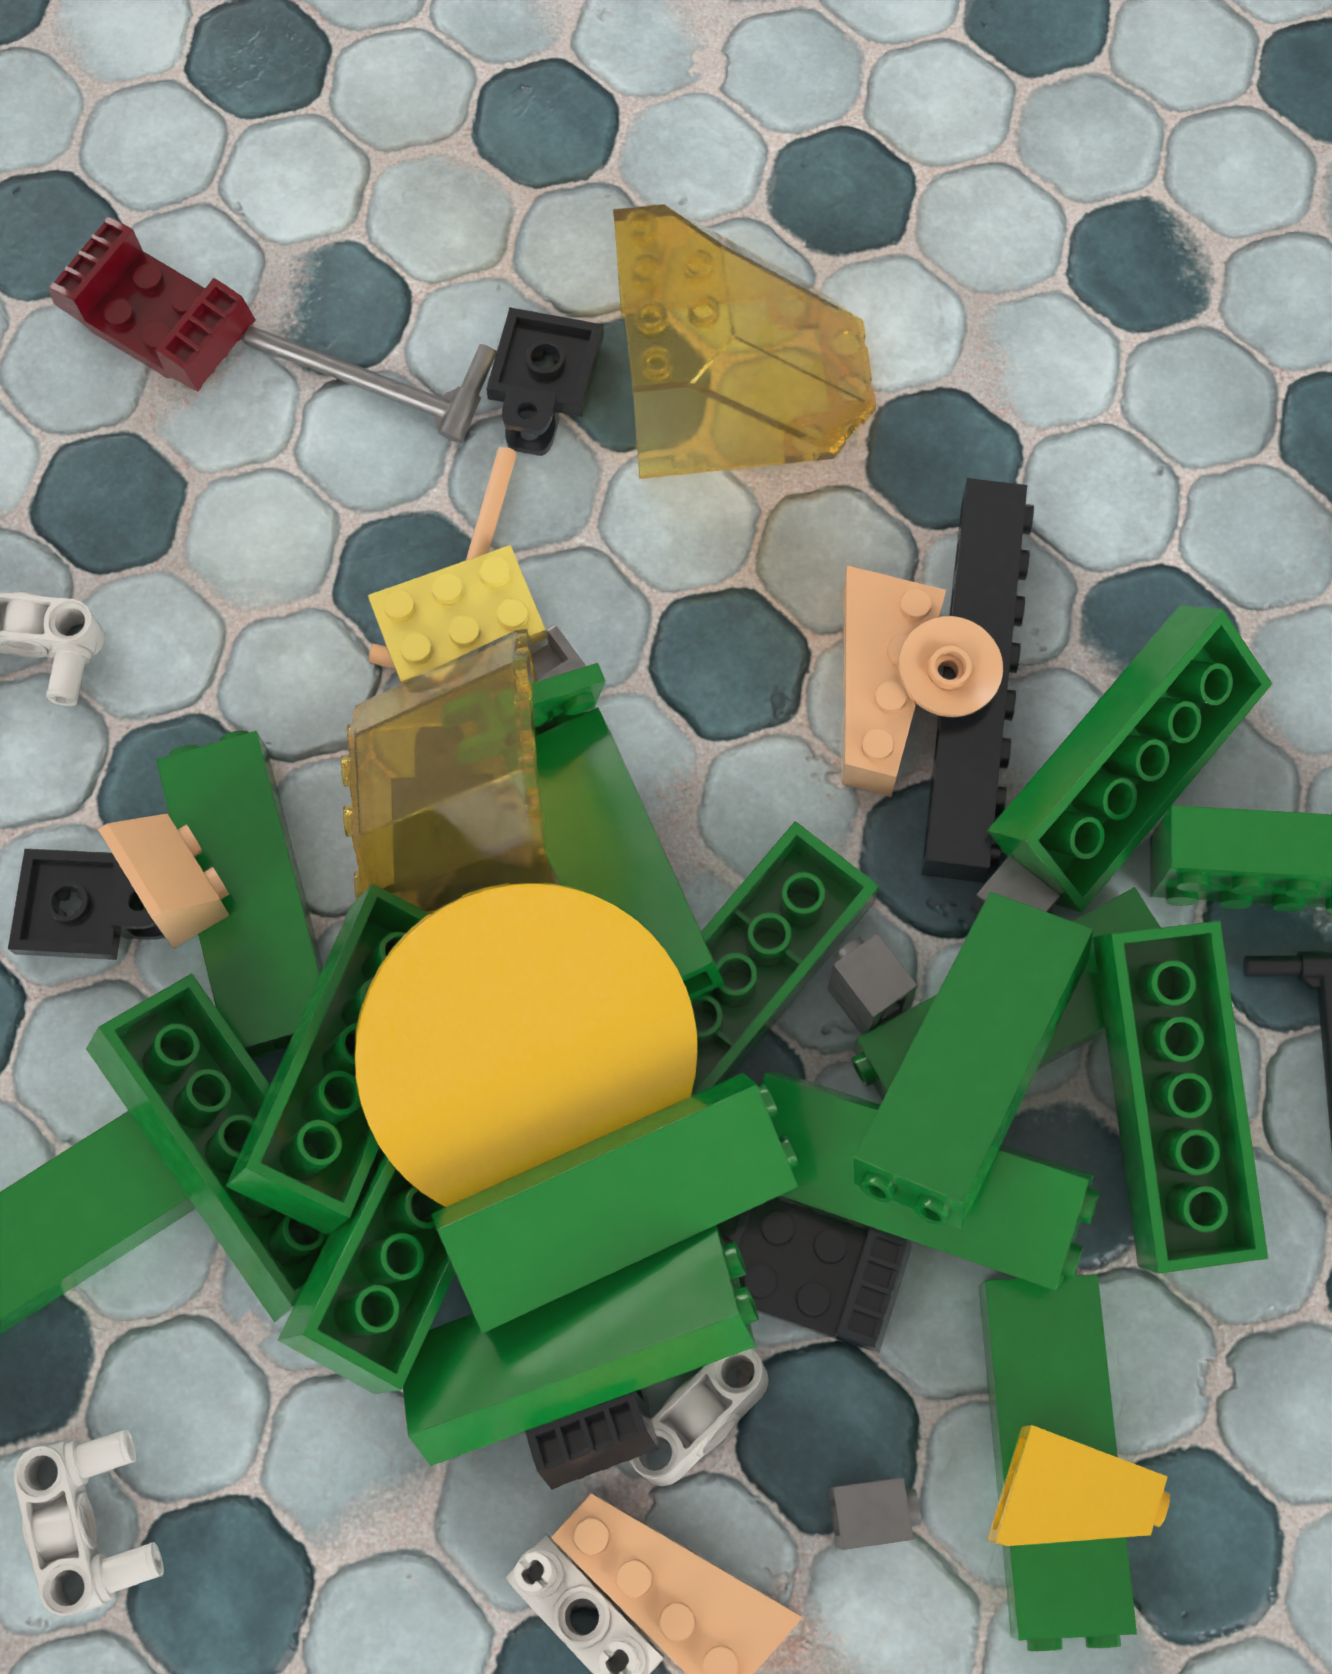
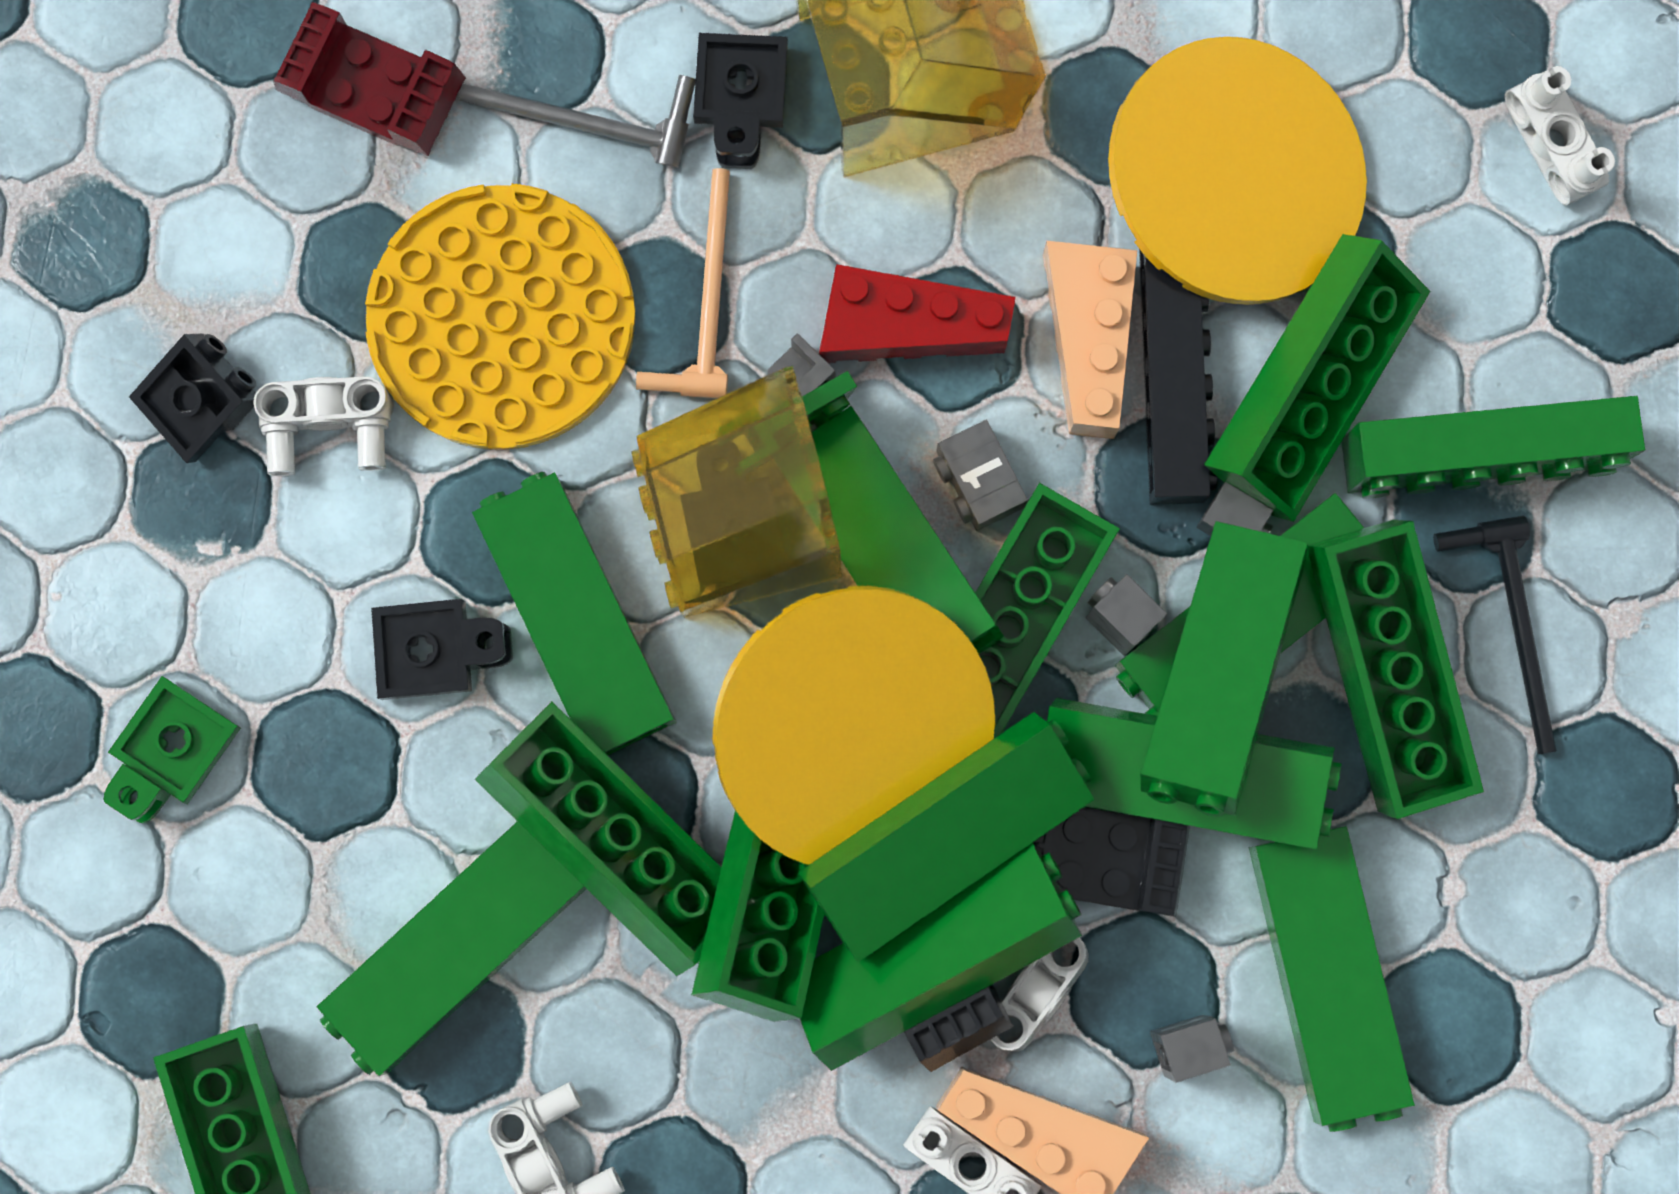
camera: 10 degrees left, 10 degrees up
(167, 876) = (511, 619): light nougat slope -> none
(238, 567) = (500, 316): none -> yellow tile
(311, 1132) = (683, 822): green brick -> none
(455, 612) = (708, 338): light yellow plate -> none
(684, 629) = (907, 317): none -> red wedge
(731, 808) = (979, 475): none -> flat silver brick
(957, 645) = (1166, 307): light nougat dish -> none
(1069, 524) = (1236, 169): none -> yellow tile
(1074, 1494) = (1351, 1007): yellow slope -> none

